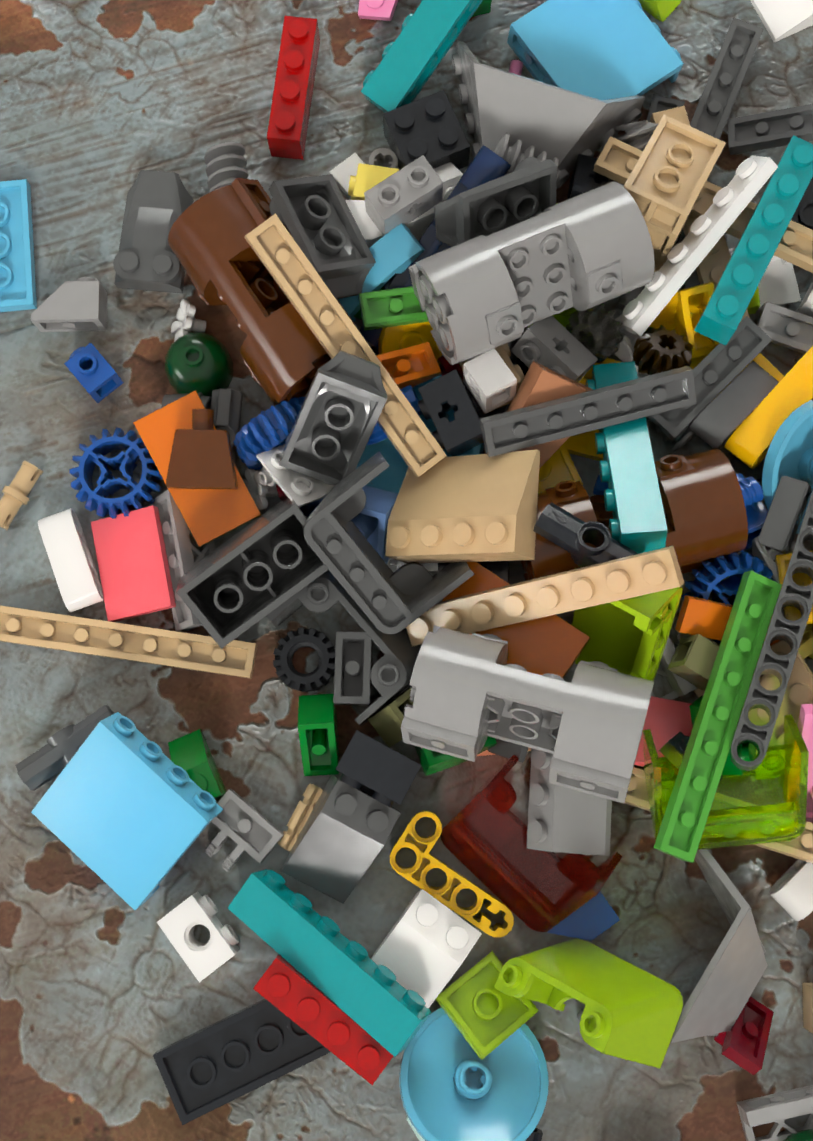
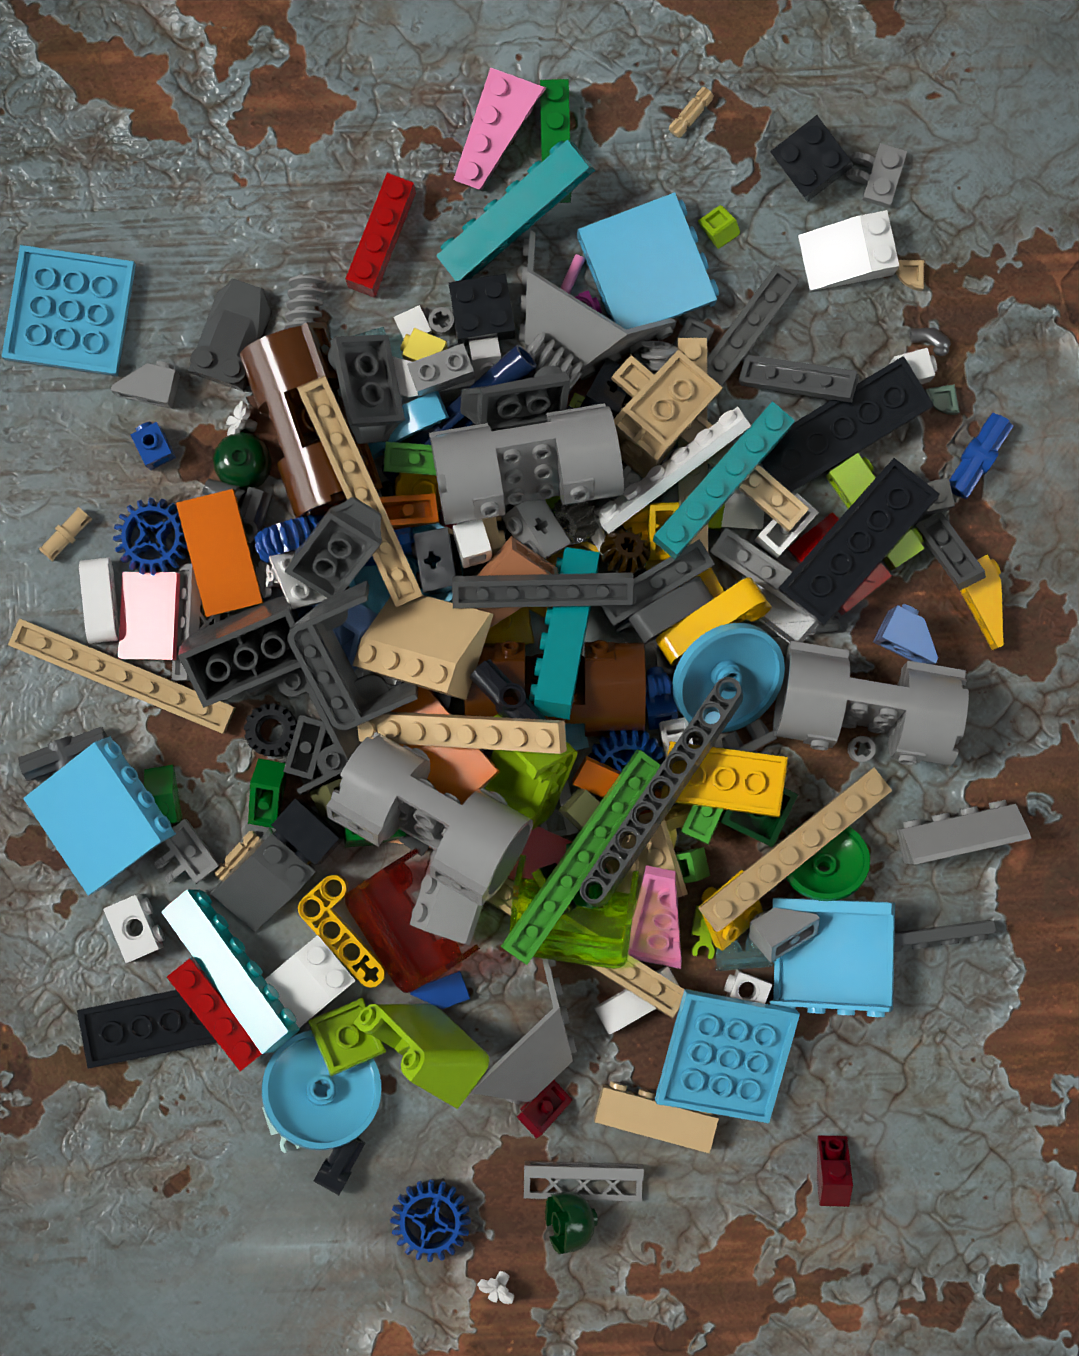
camera: 10 degrees right, 5 degrees up
(201, 456) = (225, 546): reddish brown torso -> none
(785, 514) = (682, 710): dark grey slope -> none

